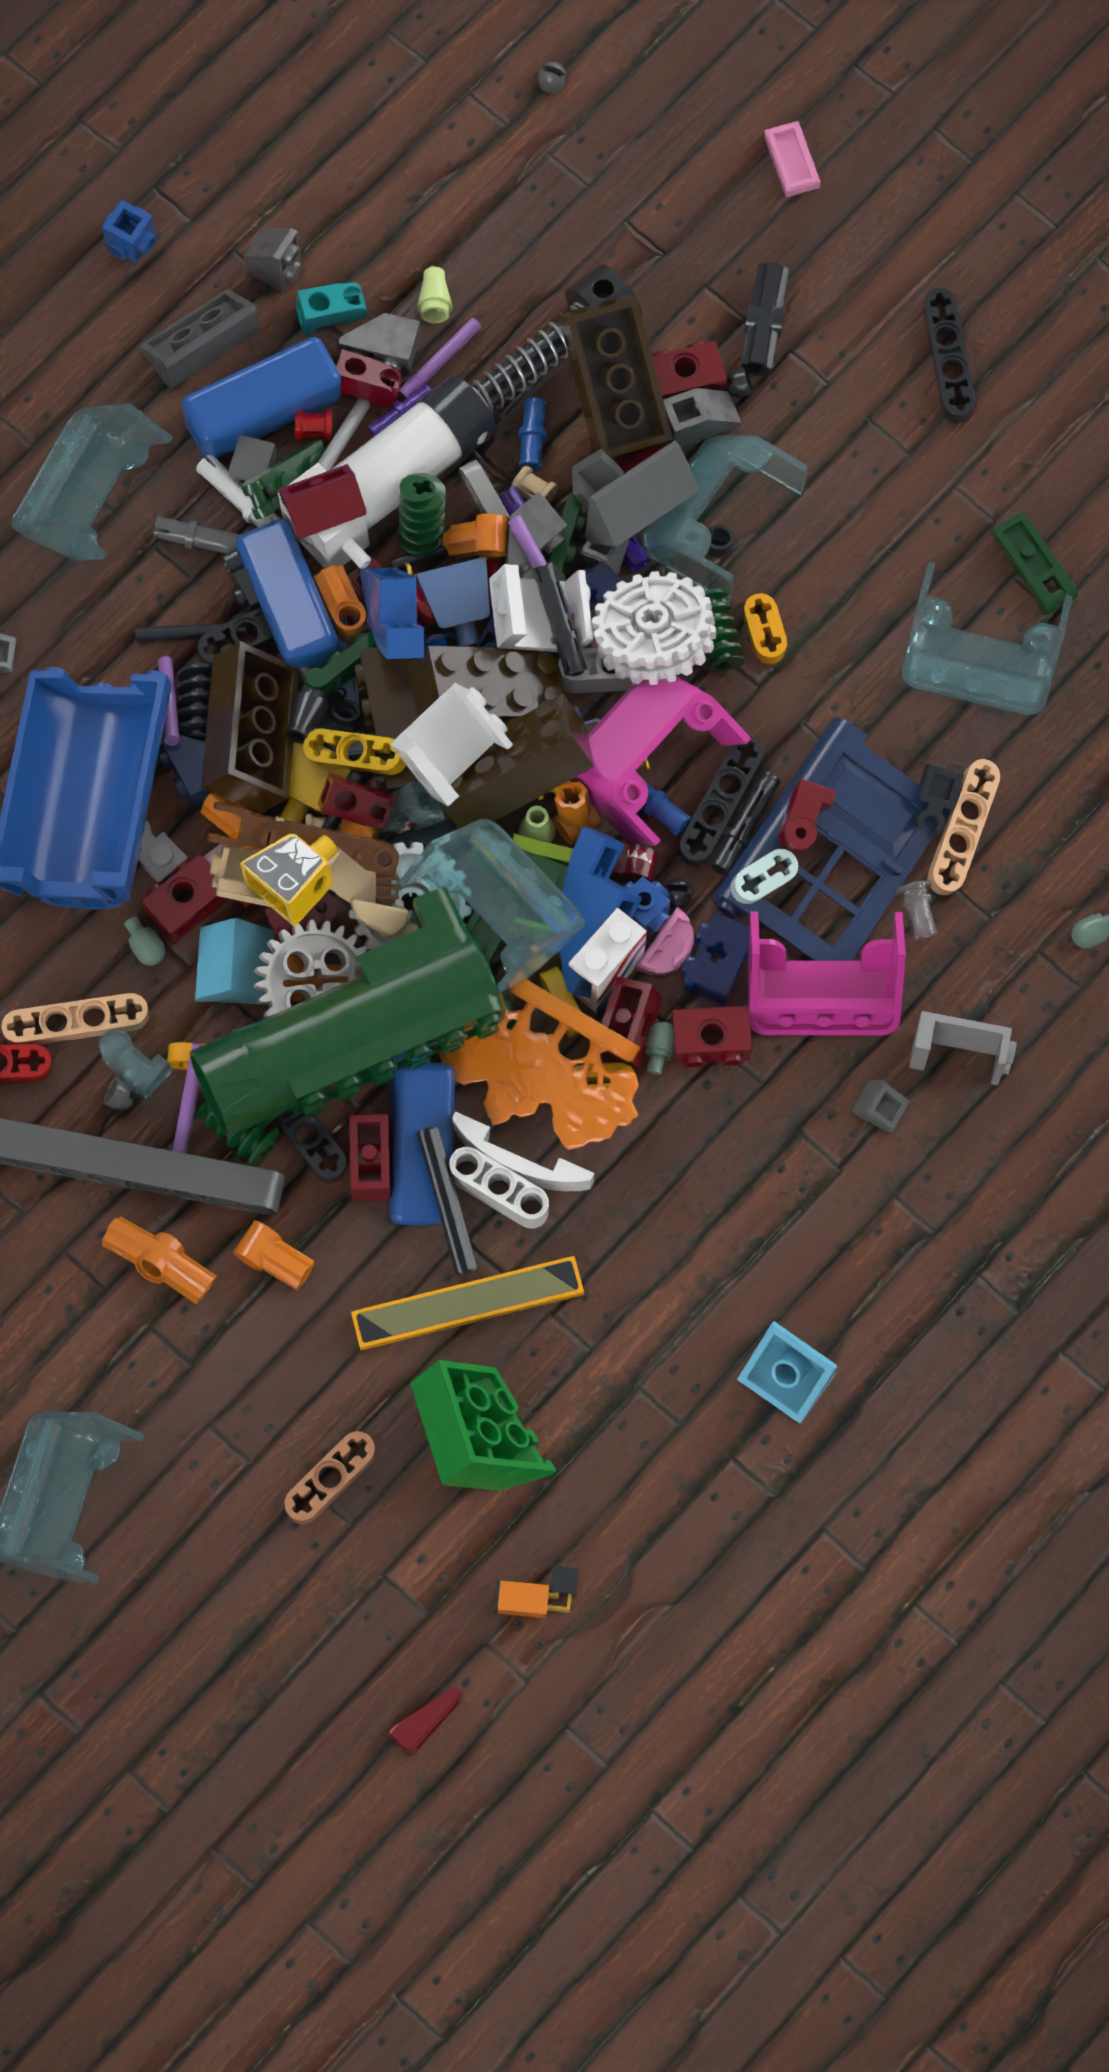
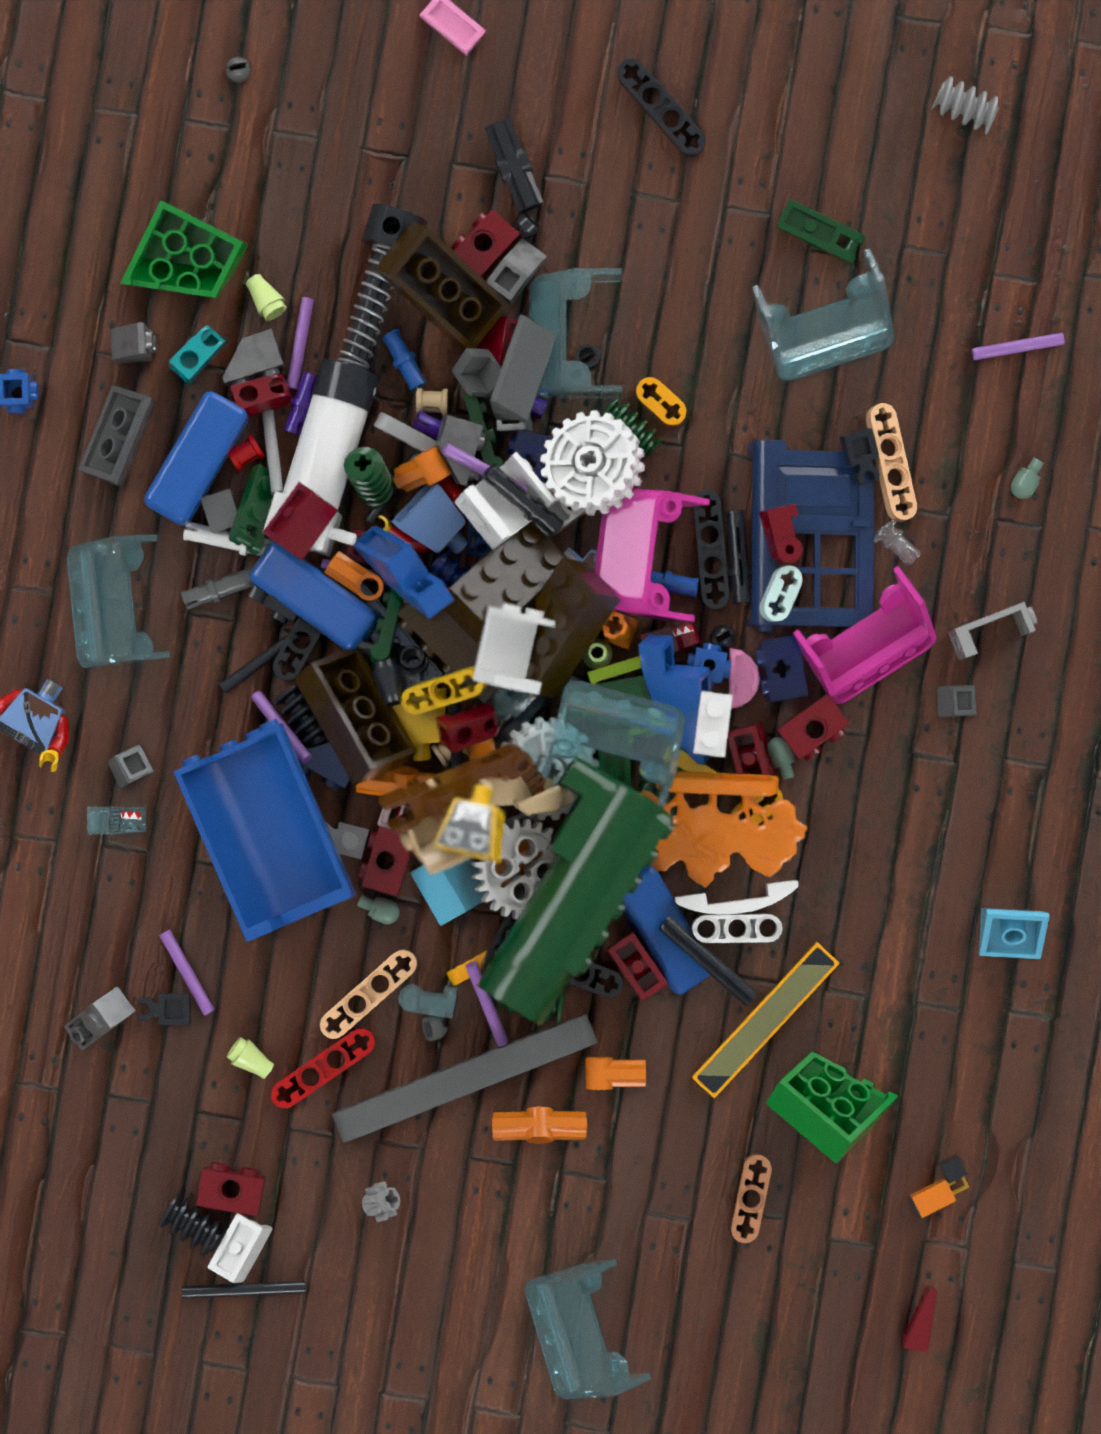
camera: 30 degrees left, 15 degrees up
(382, 204) = (184, 255): none -> green wedge

